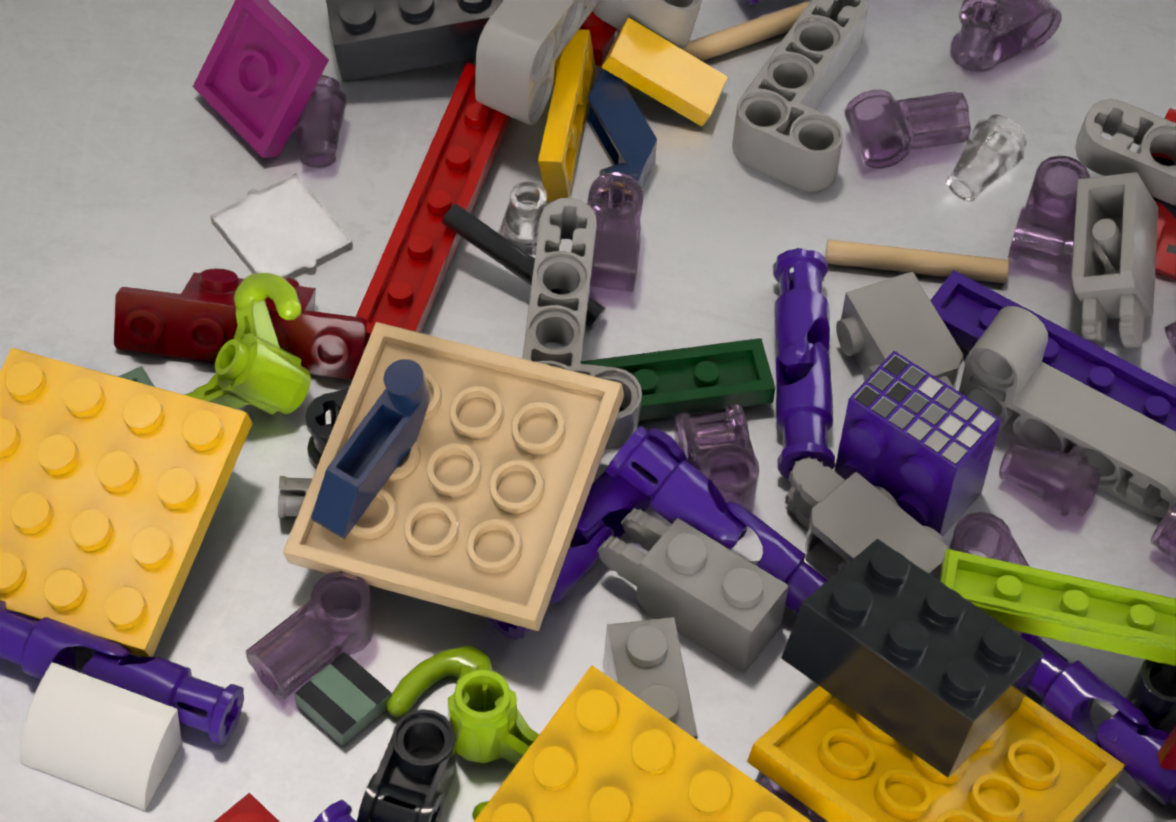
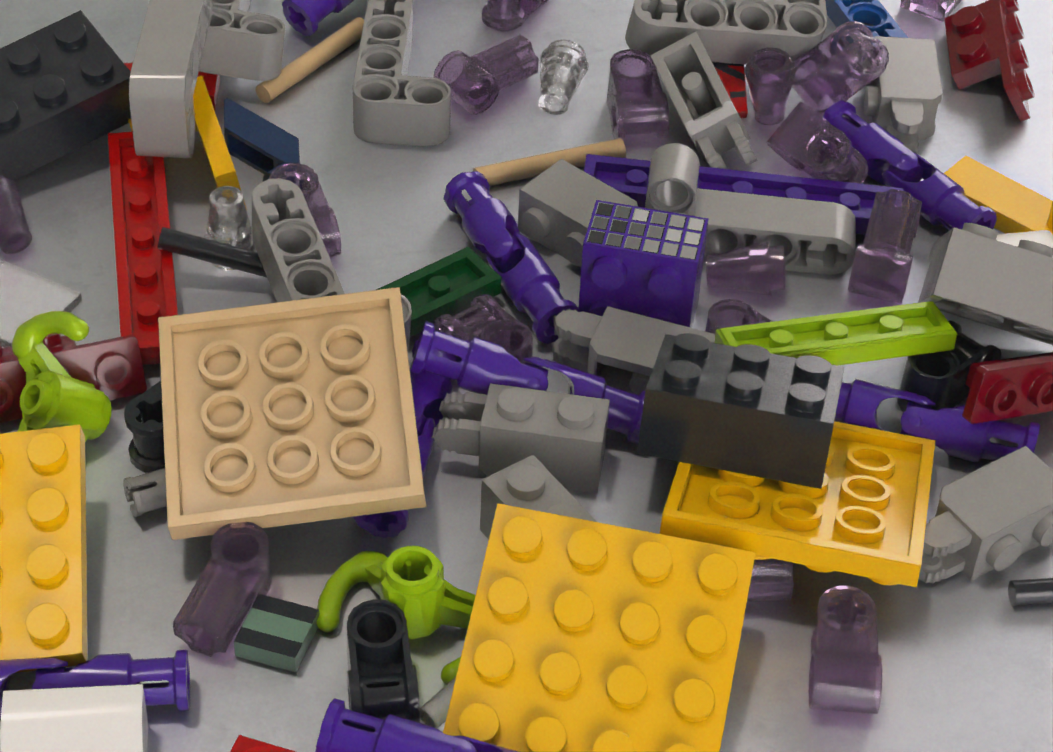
camera: 25 degrees left, 10 degrees down
(373, 449) = (213, 409): dark blue piece -> none
(664, 72) = (275, 92): yellow tile -> none

